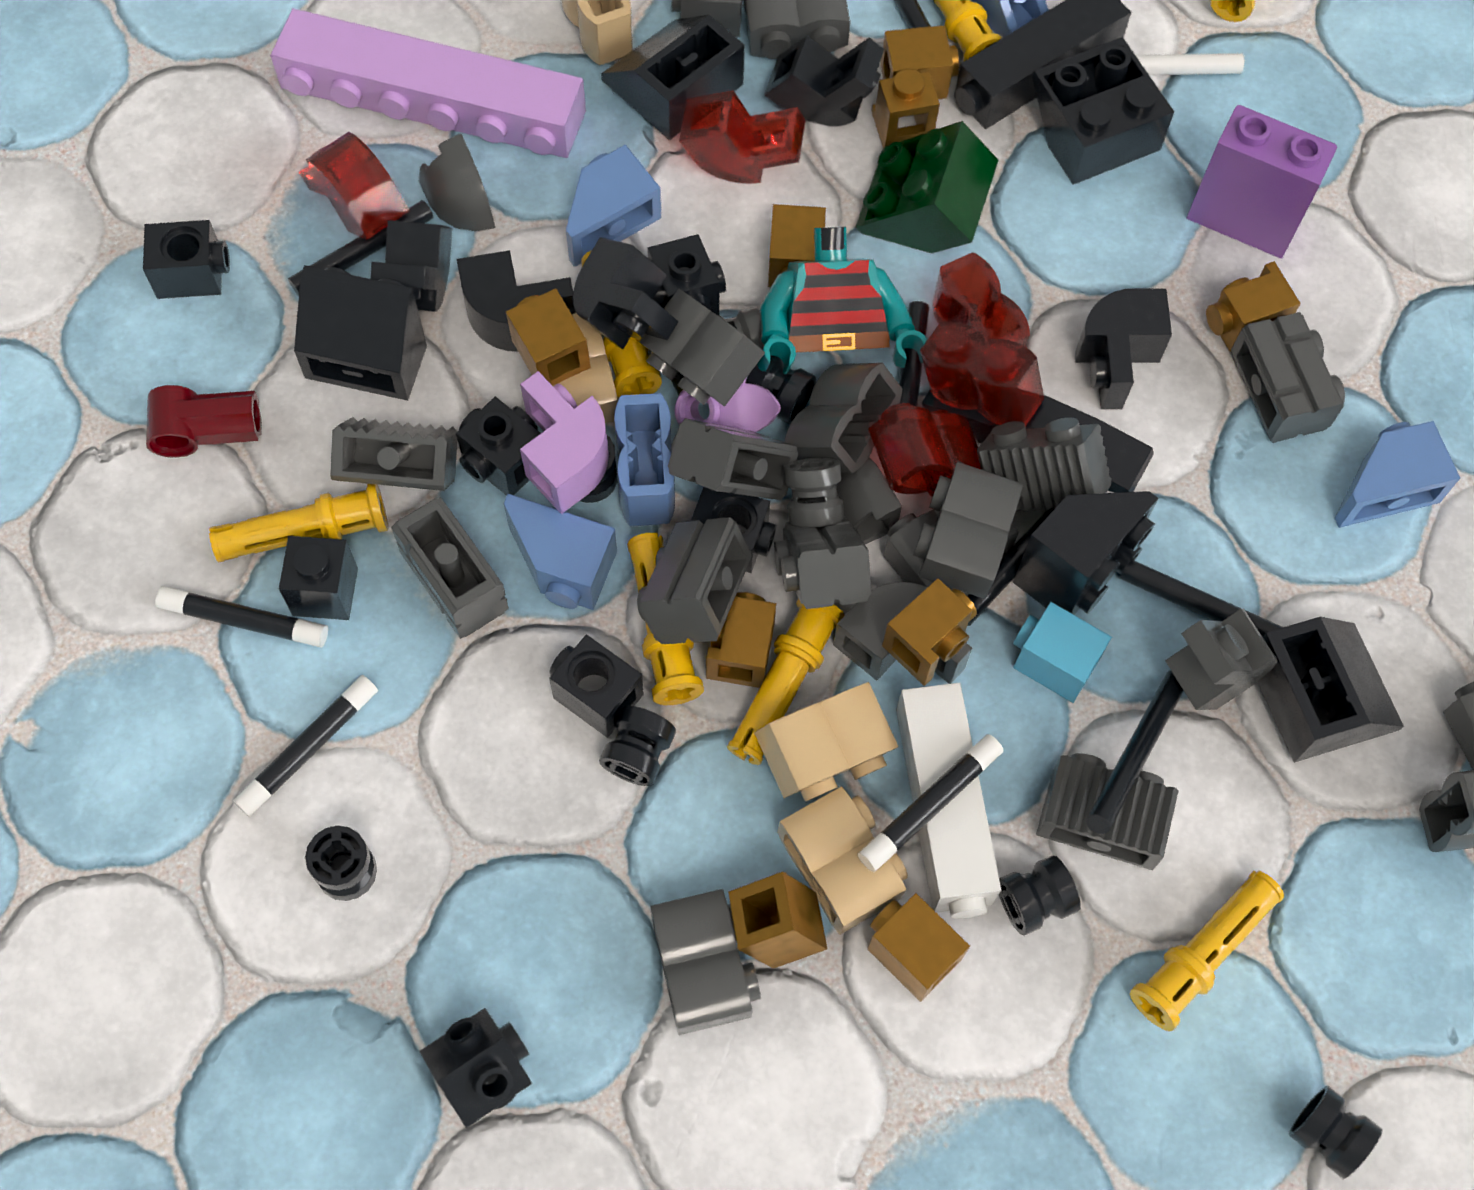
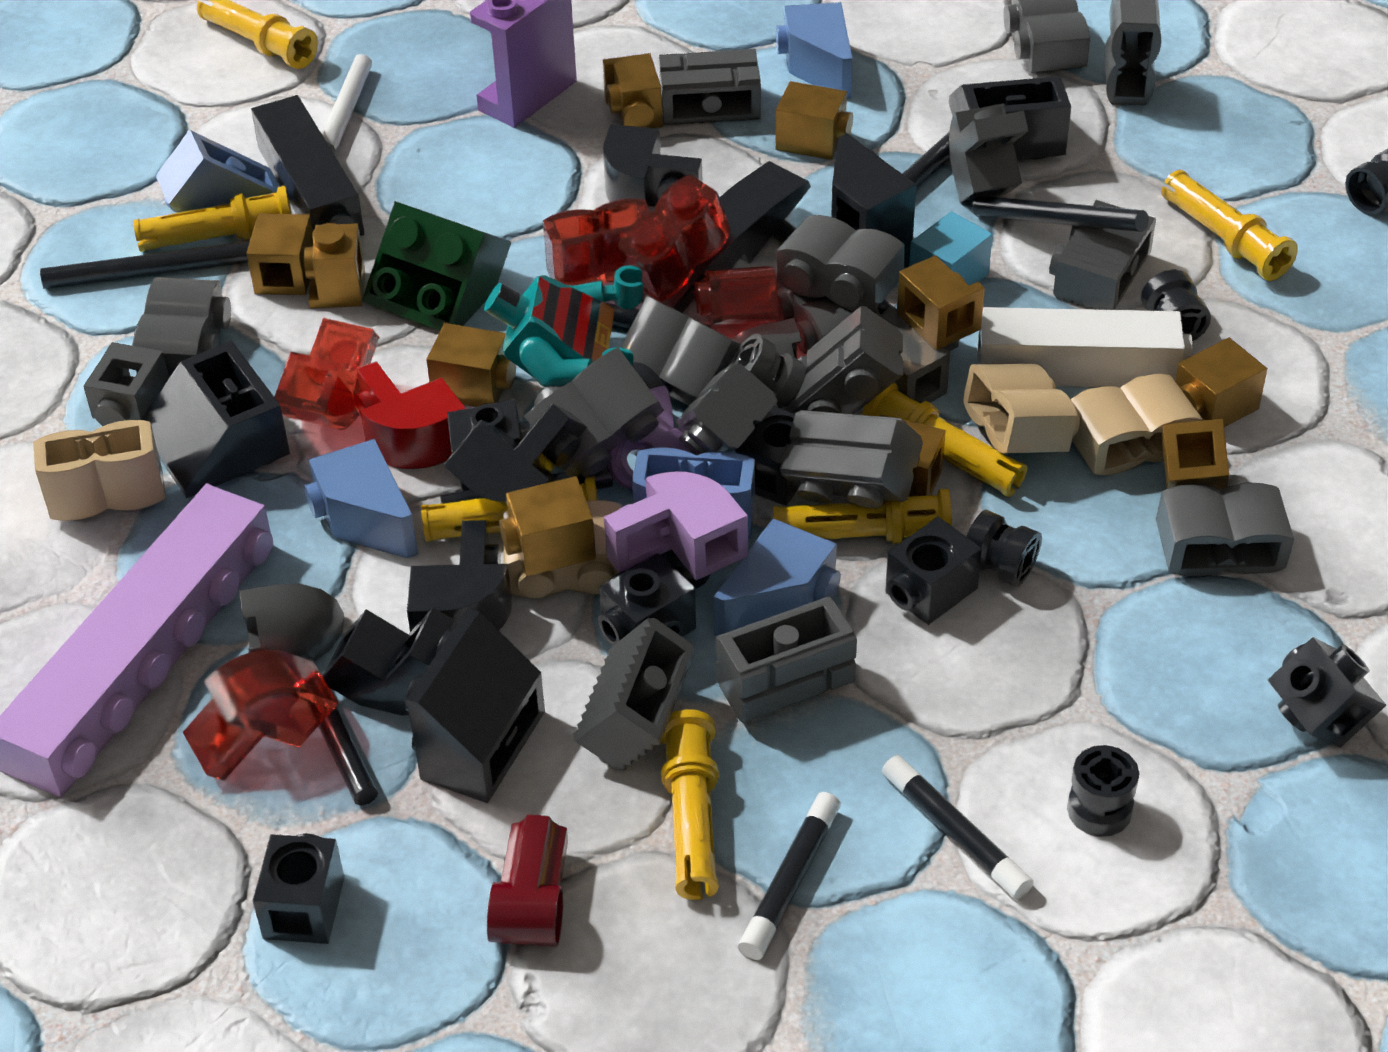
camera: 75 degrees left, 20 degrees down
(318, 577) = (768, 780): black brick -> none
(716, 207) = (407, 425): none -> red brick
(822, 85) = (286, 312): black brick -> none
(930, 803) = (1099, 335): black bar -> none
(1047, 460) = (776, 205): dark grey brick -> none
(1100, 110) = (394, 139): black slope -> none
(1258, 485) = (811, 120): none -> pearl gold brick

